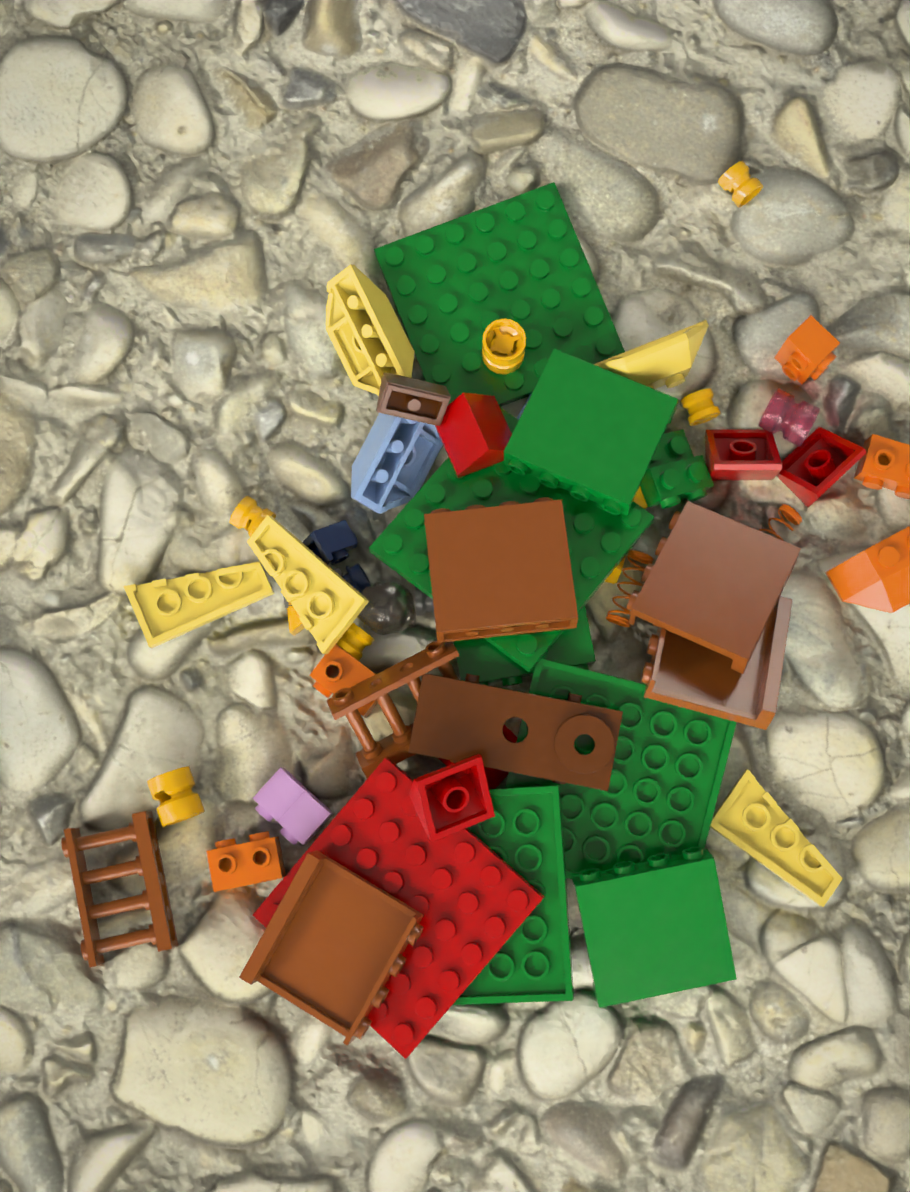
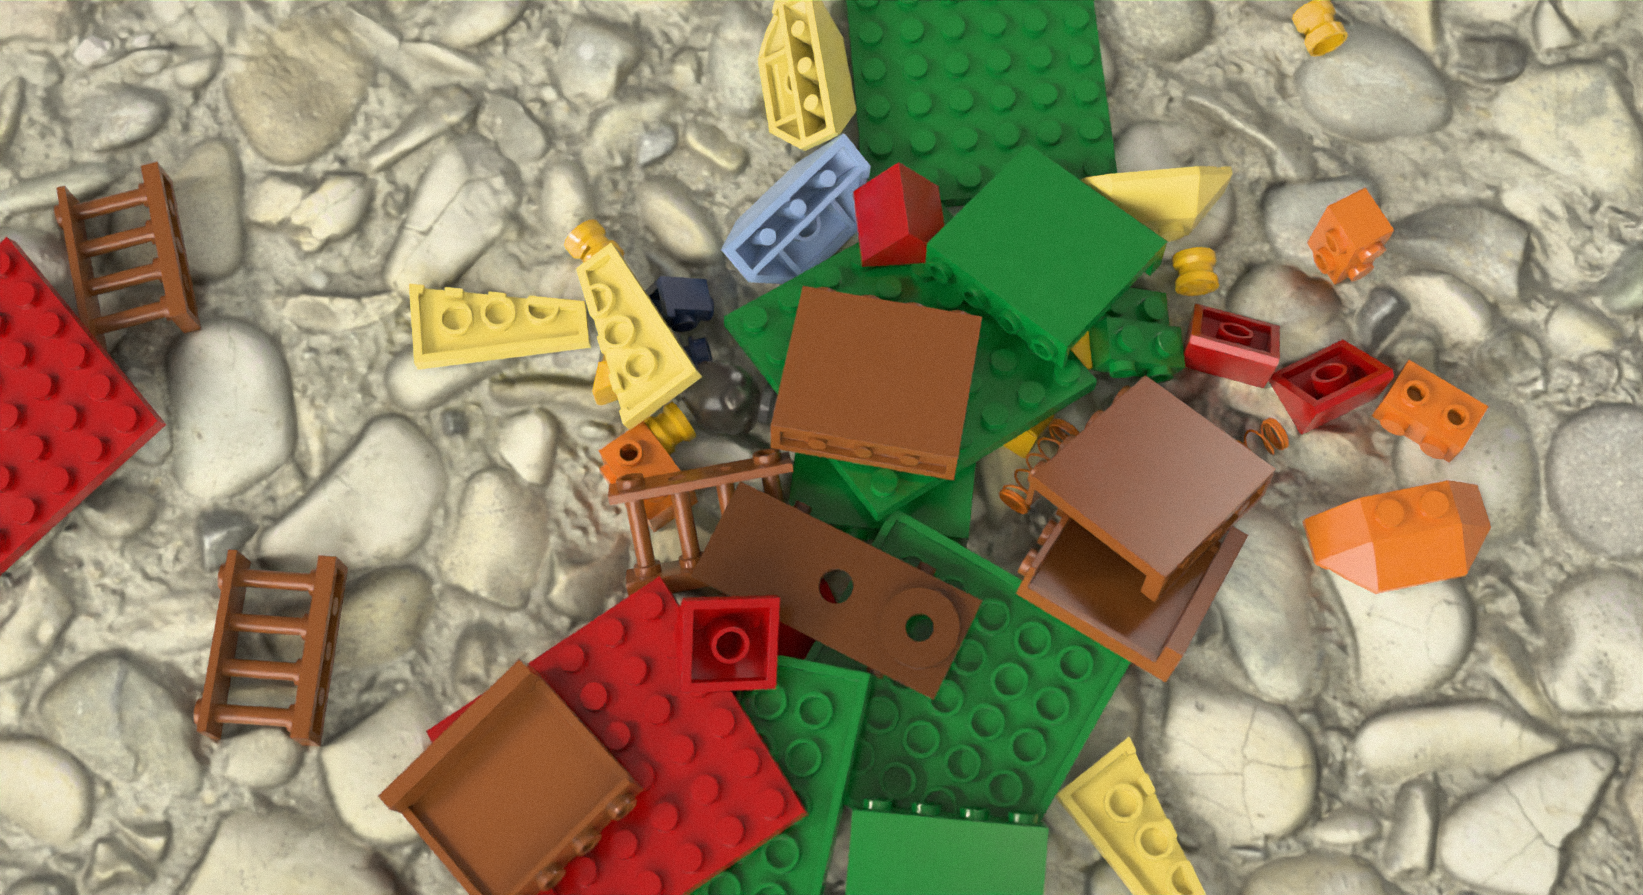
camera: 15 degrees right, 10 degrees down
(175, 796) = (381, 554): yellow wheel -> none
(246, 862) = (440, 662): orange brick -> none
(292, 806) = (522, 609): lavender brick -> none
(412, 399) = (833, 155): reddish brown slope -> none
(503, 346) = (967, 127): yellow wheel -> none
(789, 417) = (1305, 312): clear pink wheel -> none

